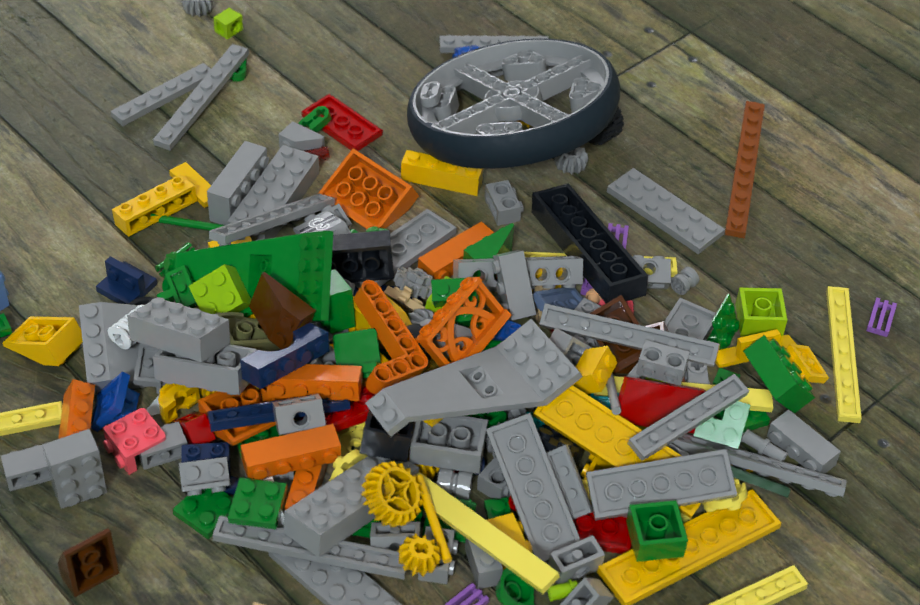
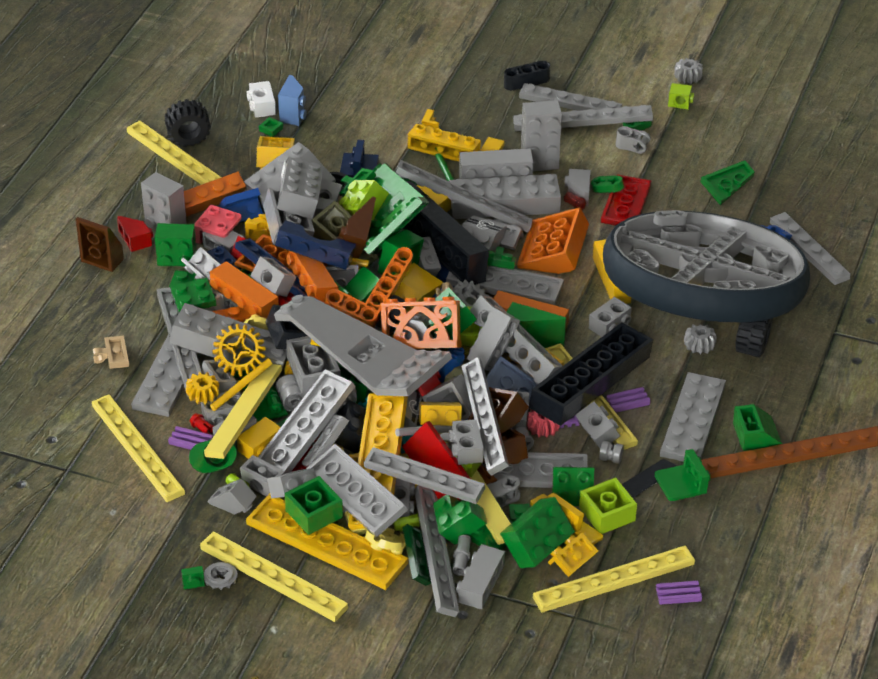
camera: 65 degrees right, 5 degrees down
(76, 522) = (134, 233): none -> red slope
(102, 104) = (532, 73): none -> black beam
(108, 201) = (429, 119): none -> yellow bracket
(143, 488) = (174, 243): none -> green brick
(231, 121) = (542, 133): none -> light grey brick
(263, 80) = (630, 139): none -> light grey piece
(369, 49) = (727, 181): none -> green wing
(447, 586) = (198, 421): none -> red pin
(614, 535) = (283, 483): none -> light grey brick
(710, 179) = (754, 428): none -> green slope
(722, 274) = (646, 478): none -> black sticker
(747, 247) = (684, 480): none -> green bracket

